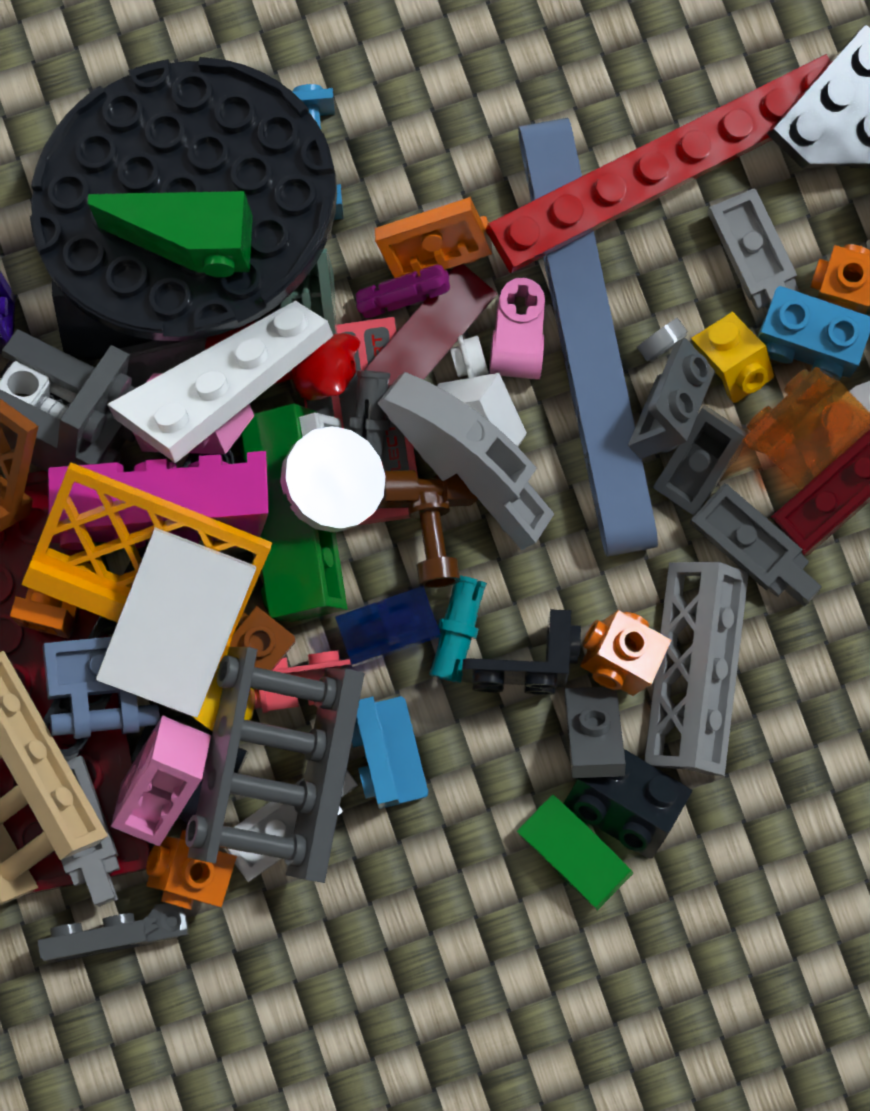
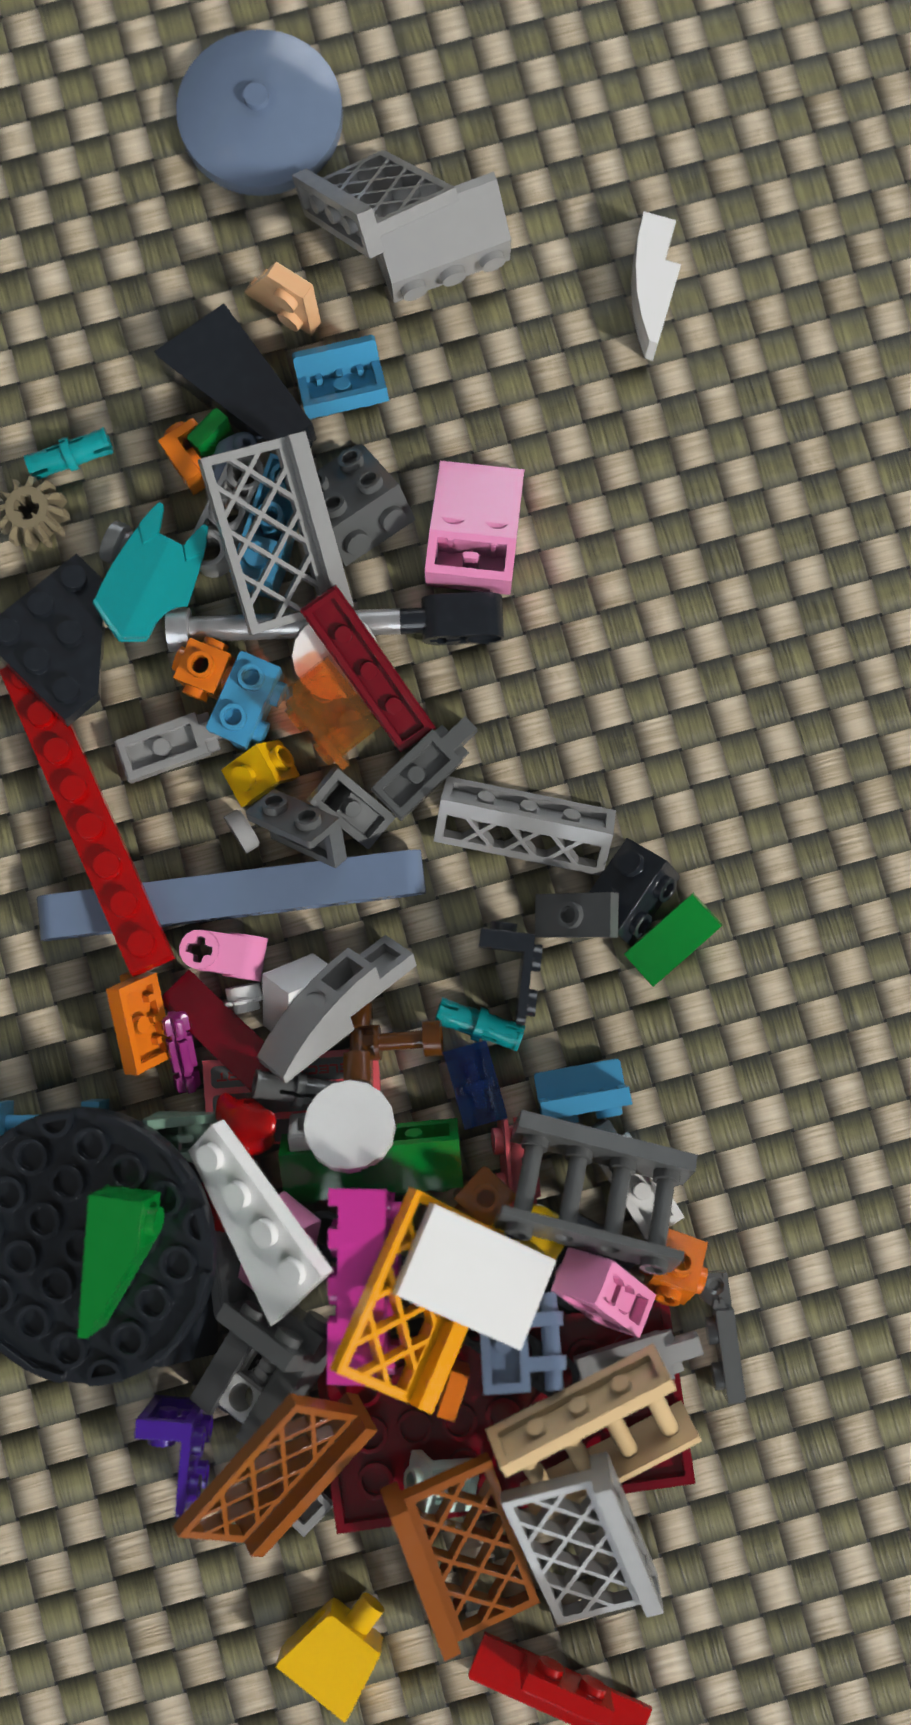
camera: 80 degrees left, 5 degrees up
(624, 652) = (510, 885): orange brick -> none

